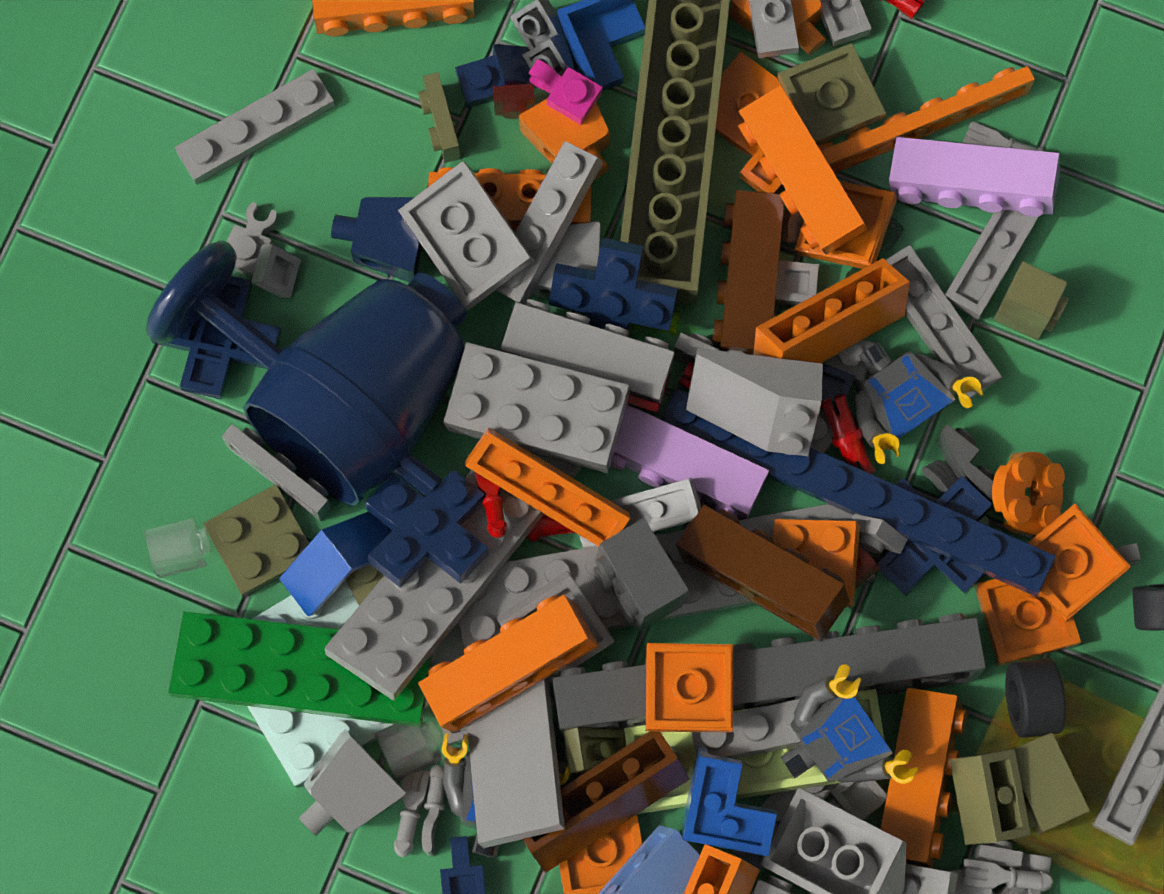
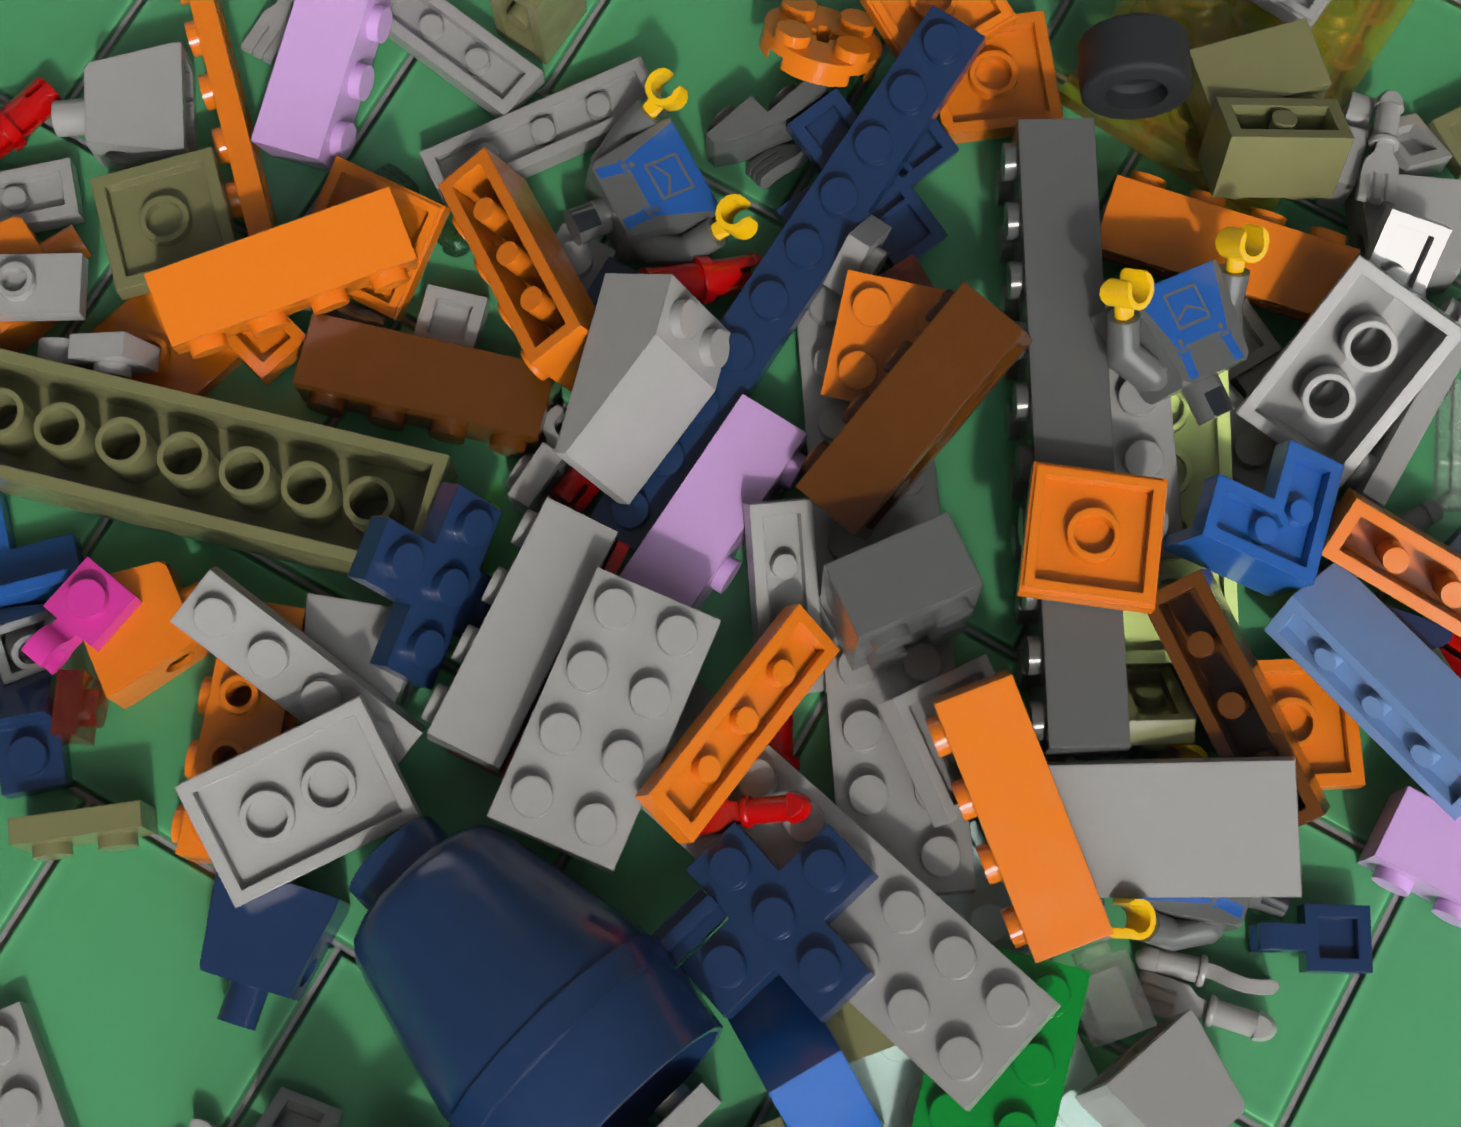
camera: 80 degrees left, 0 degrees up
(736, 77) = (102, 352): none -> light grey plate
(911, 64) = (134, 107): none -> light grey torso

